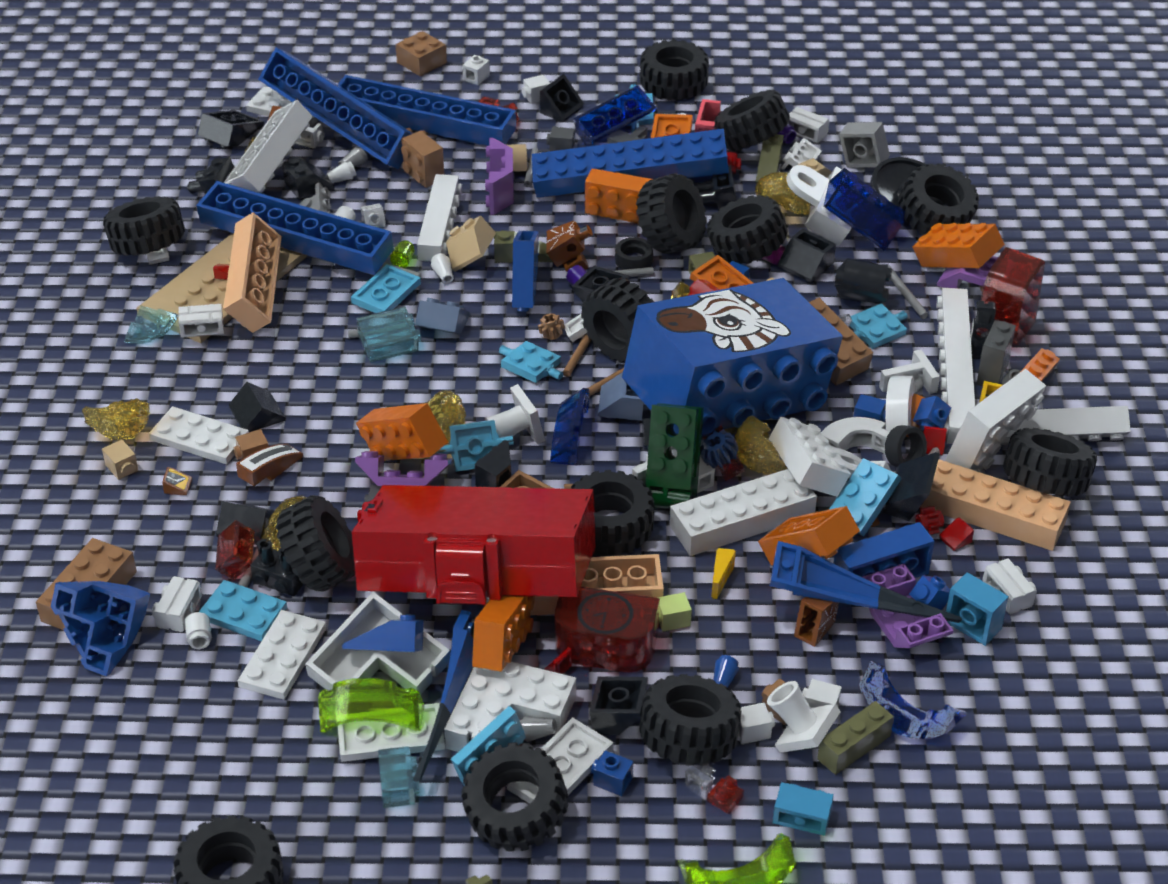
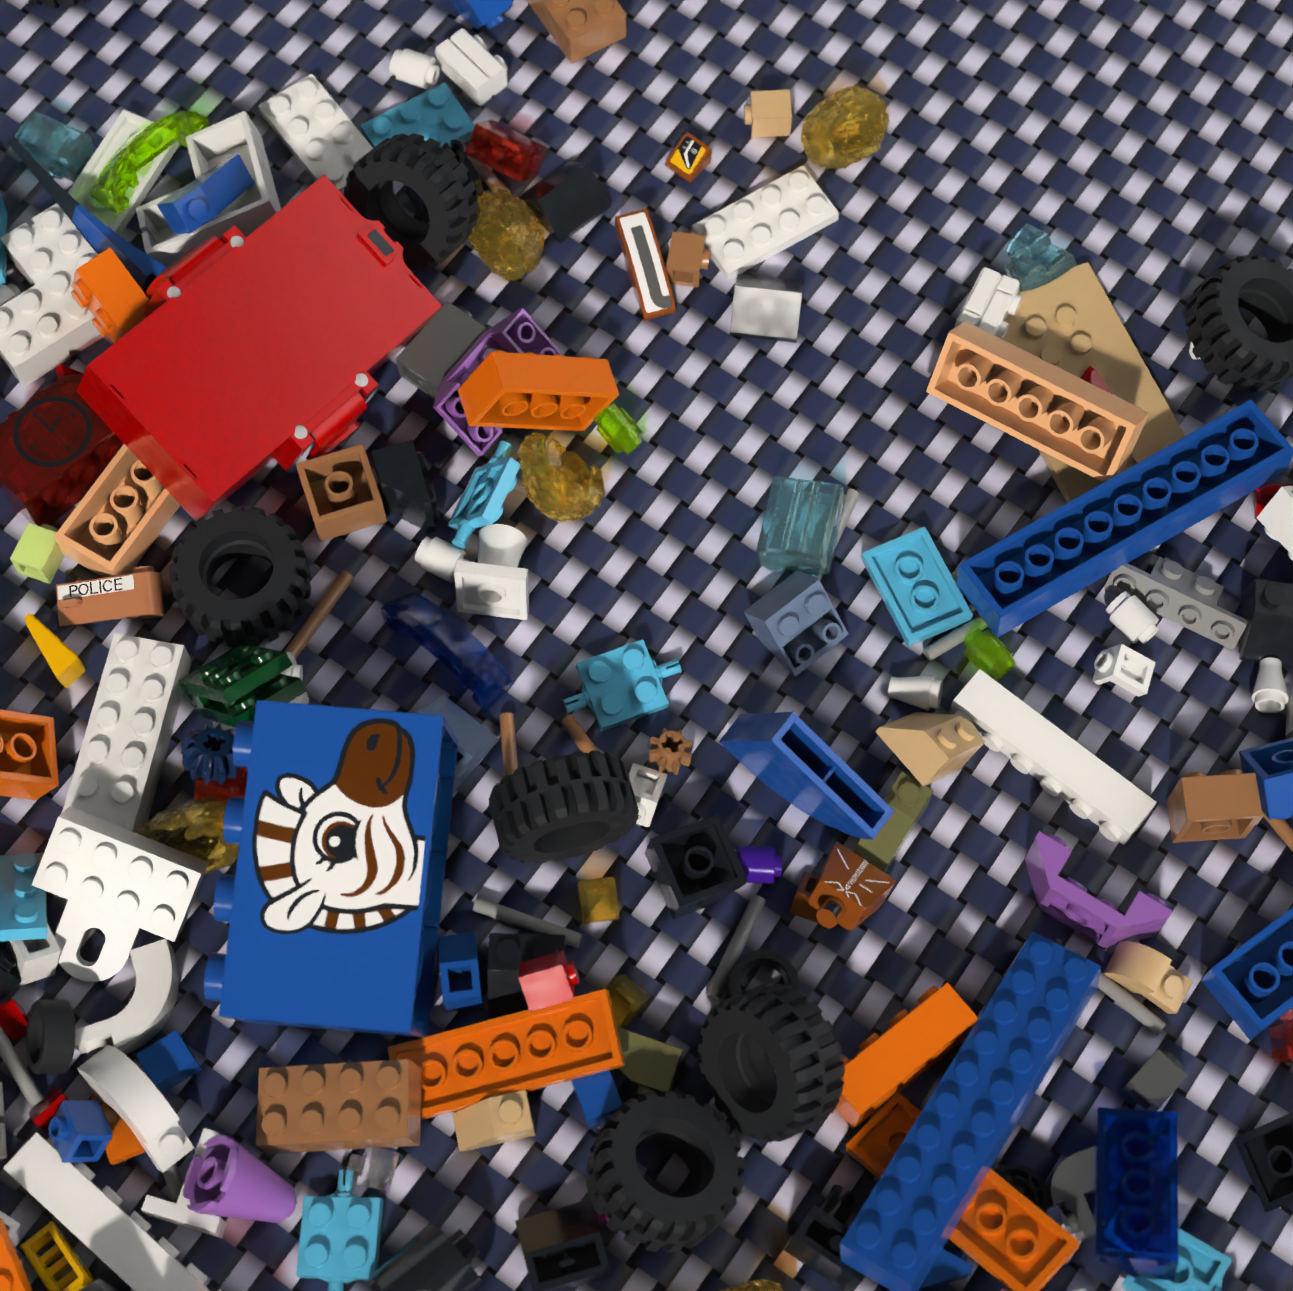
camera: 125 degrees right, 25 degrees up
(523, 452) = (439, 557): none -> white brick
(672, 563) = (111, 598): none -> nougat door
(900, 346) = (236, 1184): none -> medium lavender cone

